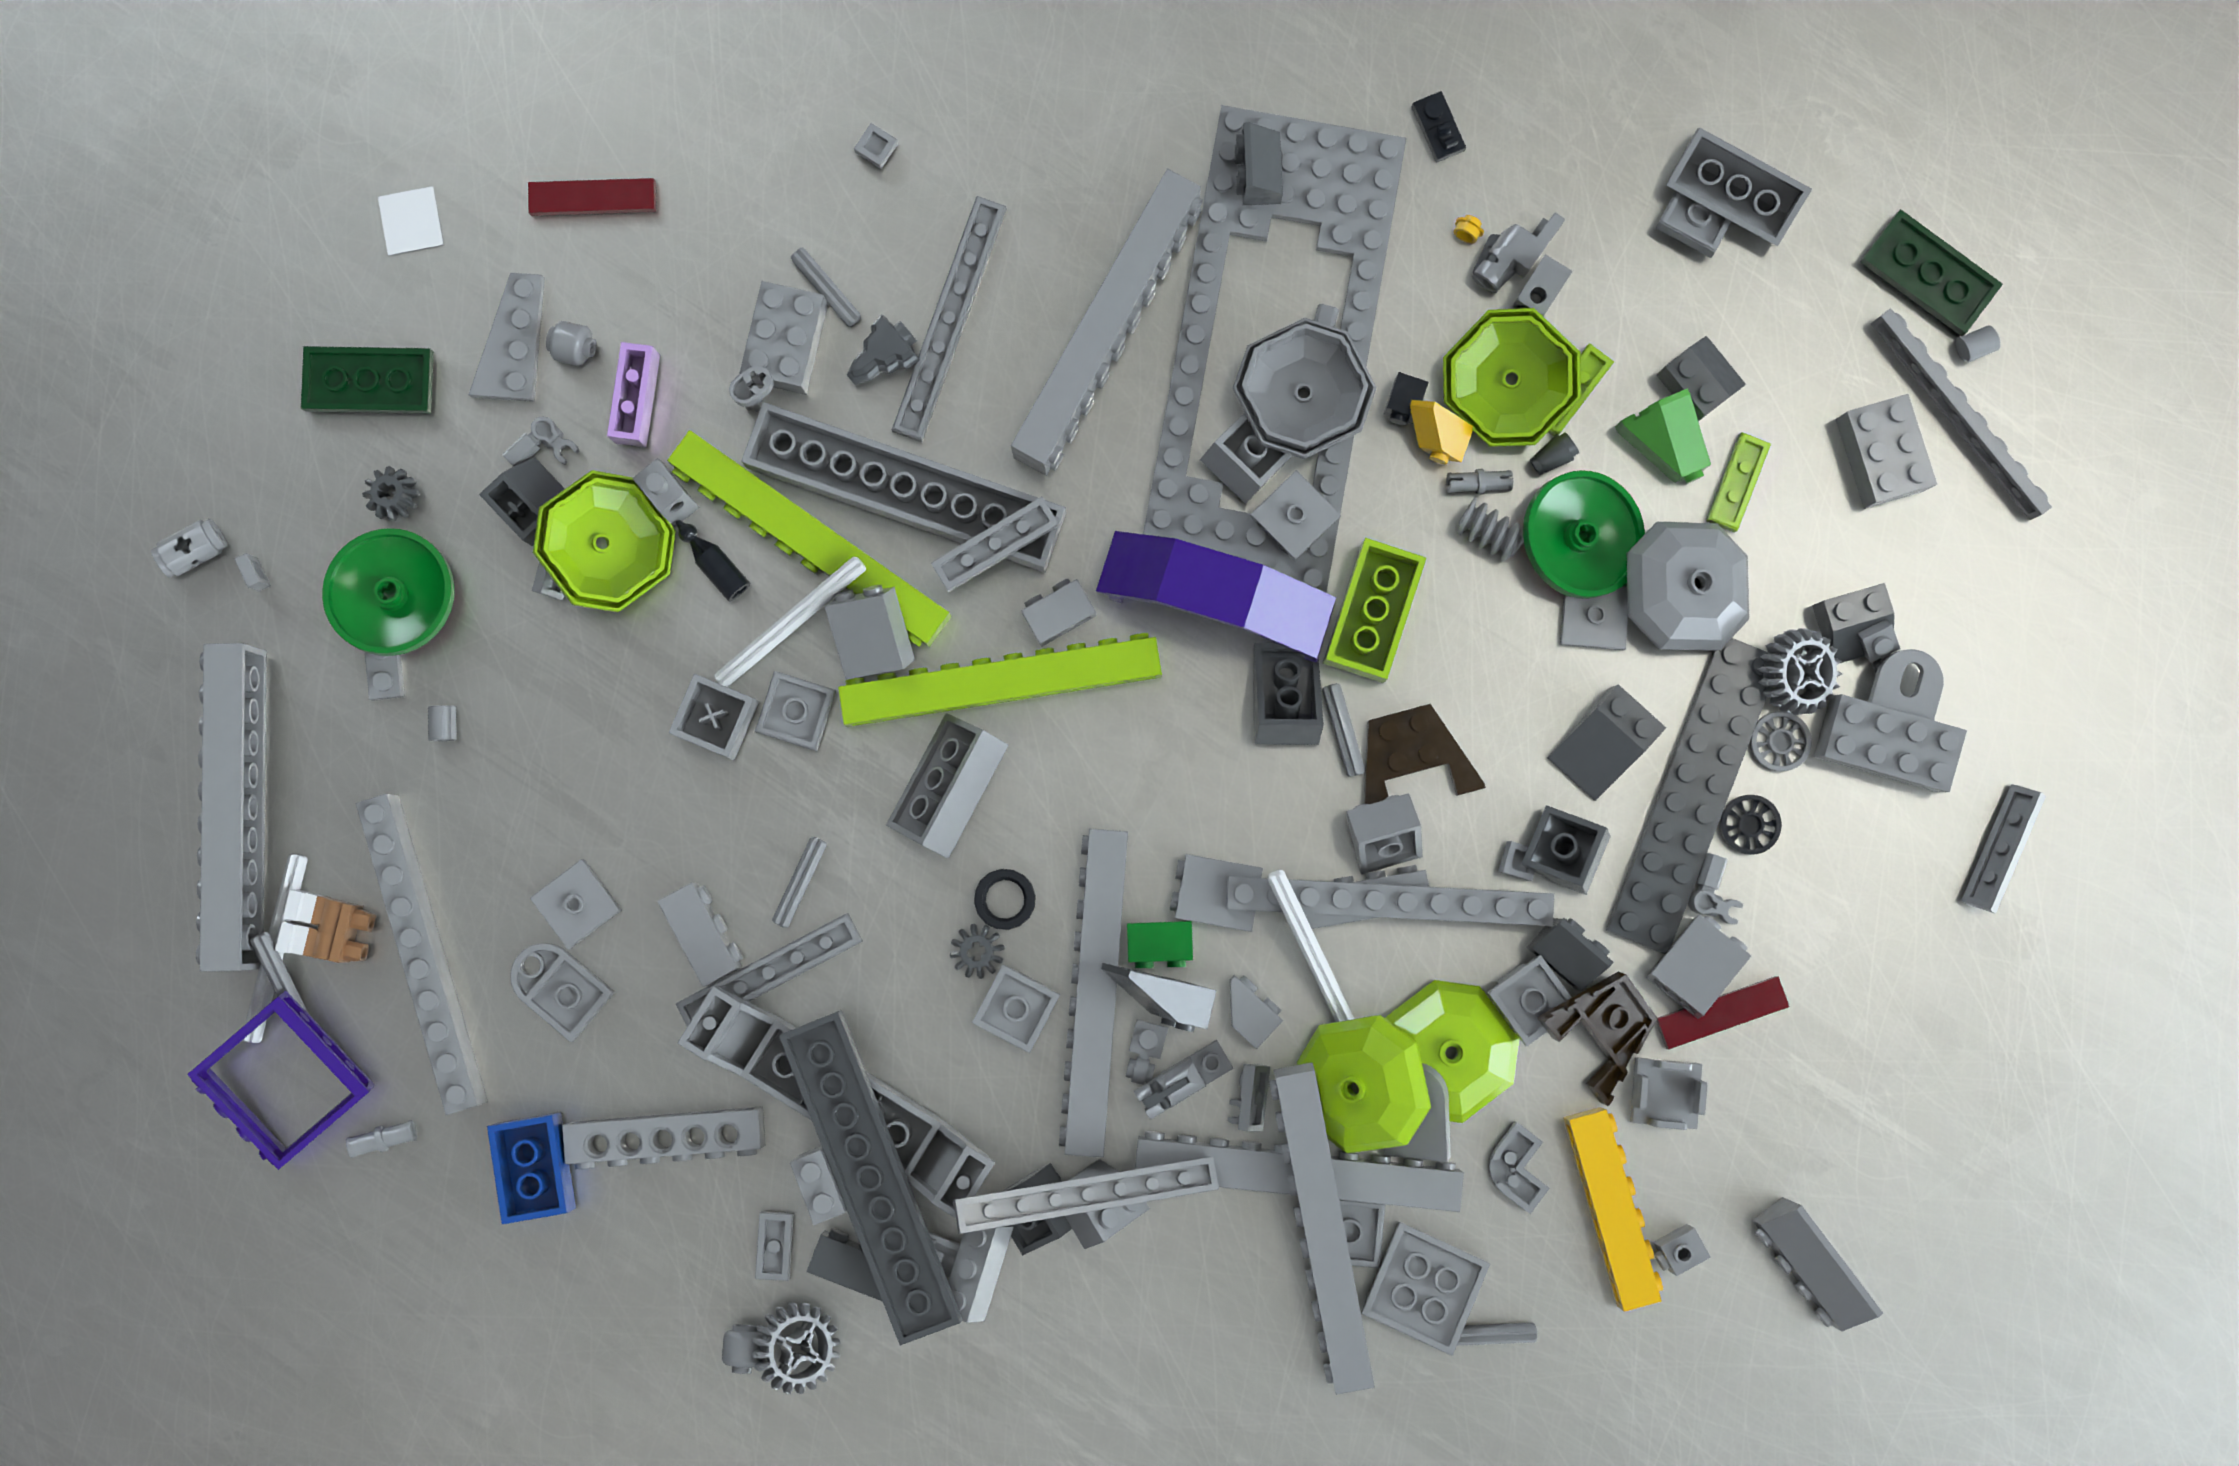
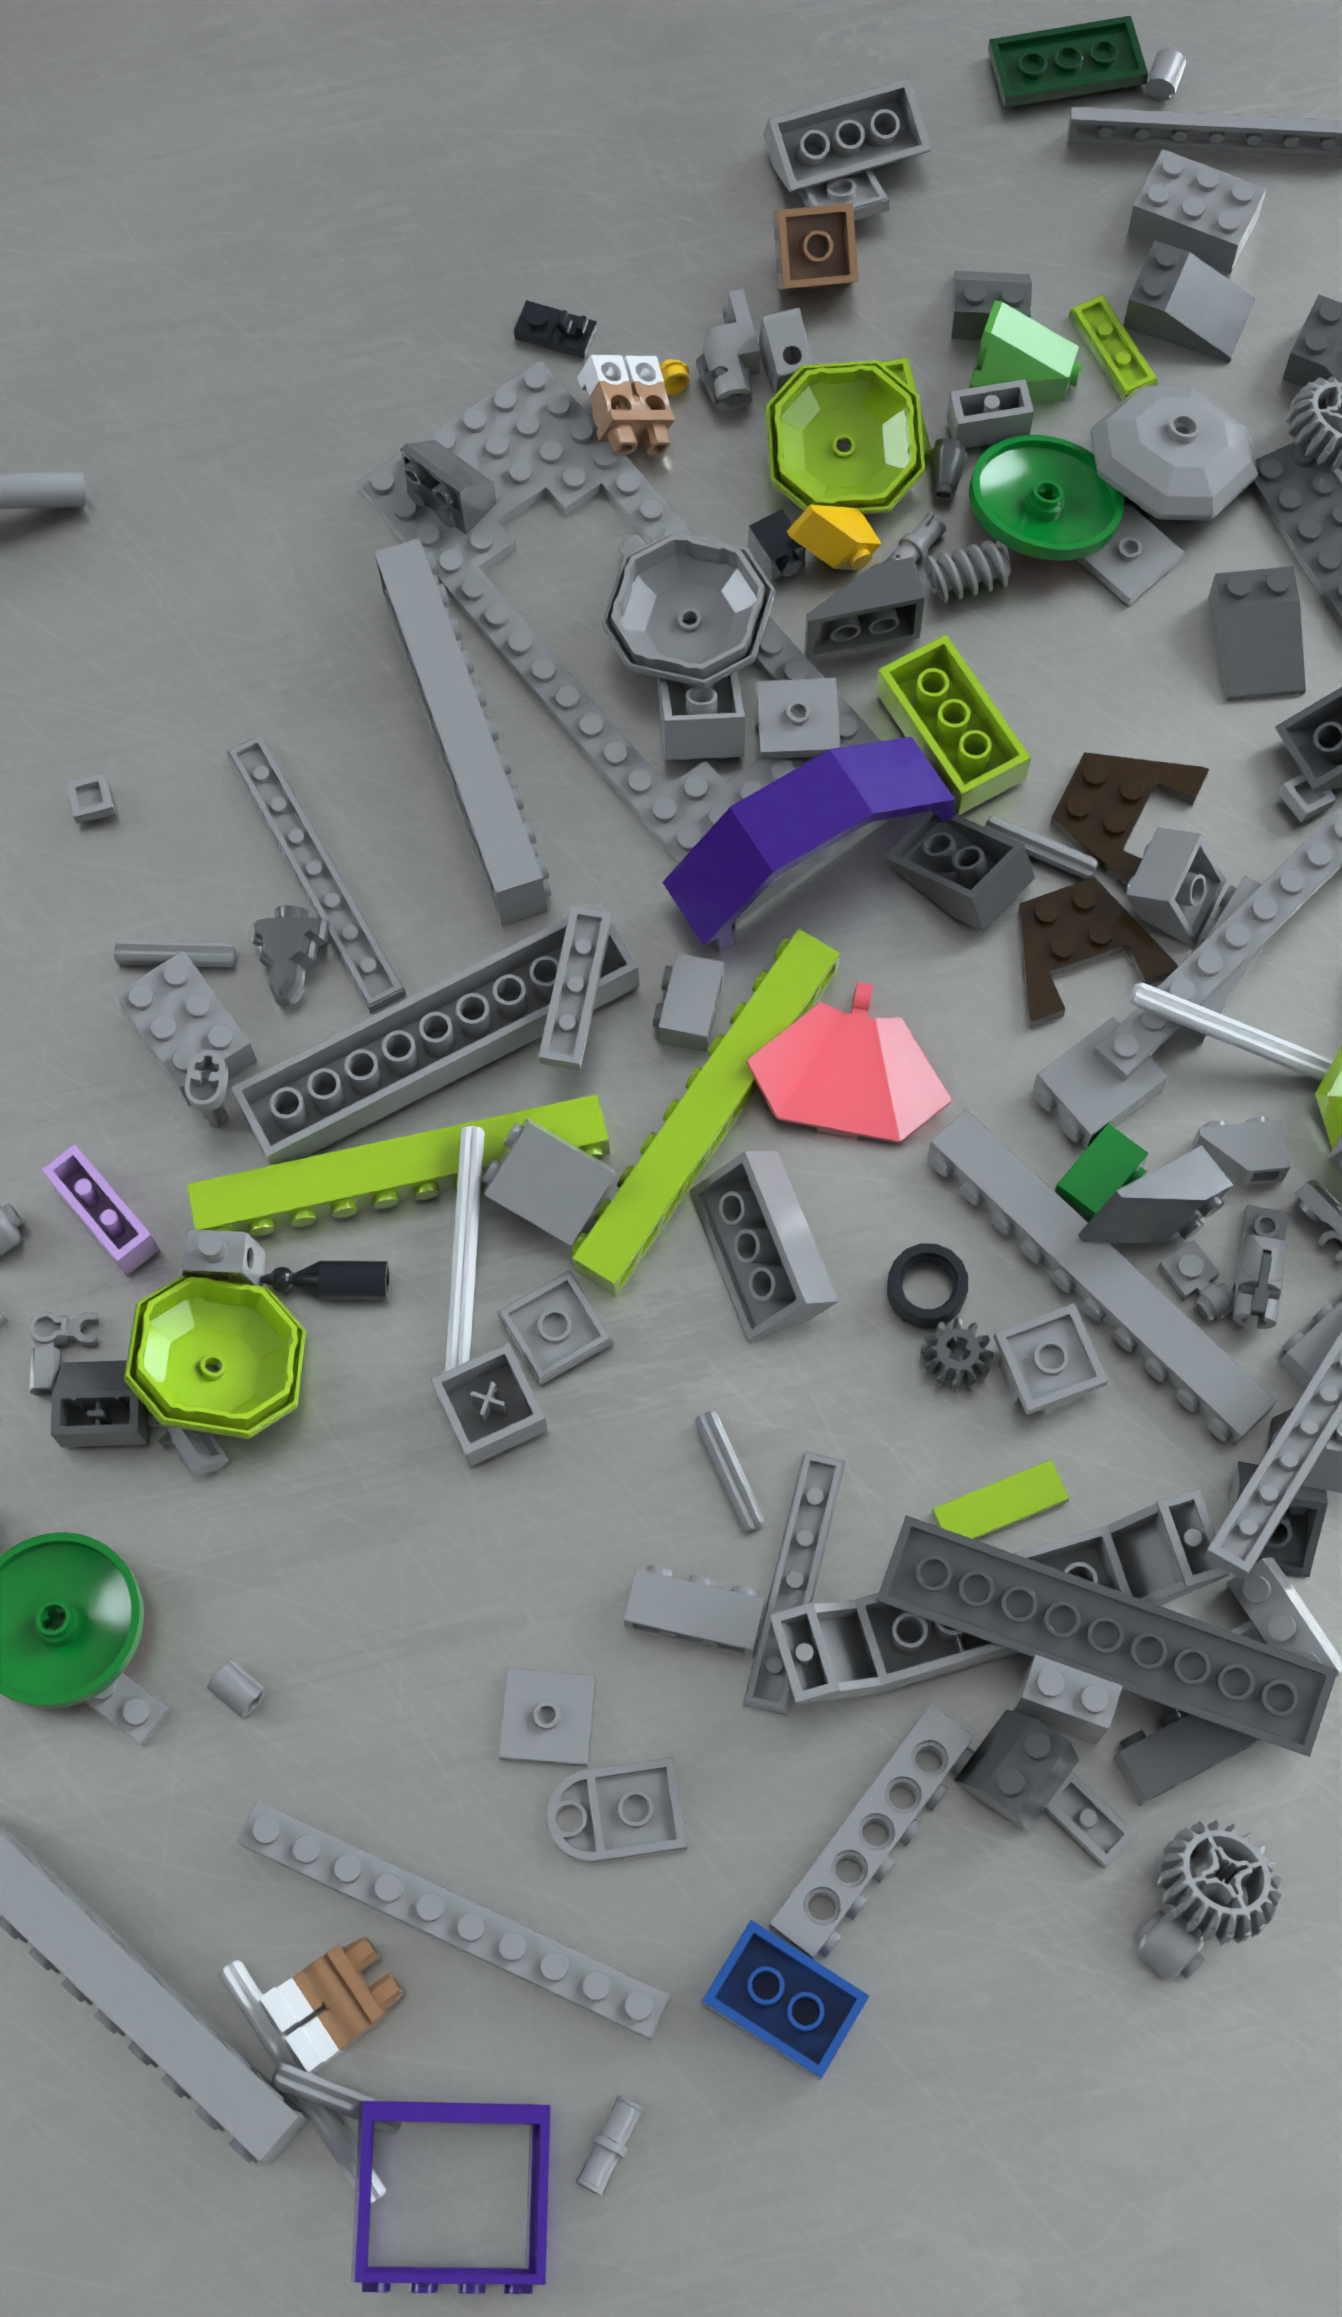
camera: 45 degrees left, 15 degrees down
(764, 1186) = (1018, 1768): none -> dark grey slope
(912, 1049) = (1003, 1502): none -> lime tile
(1095, 743) = (849, 1074): none -> coral panel
(1306, 794) = (1075, 930): none -> dark brown wing
(1410, 497) = (868, 612): none -> dark grey slope
(1420, 221) = (628, 404): none -> medium nougat hips
(1613, 450) = (990, 413): none -> light grey brick
(1635, 237) = (815, 246): none -> medium nougat brick
(1811, 503) = (1187, 303): none -> slope

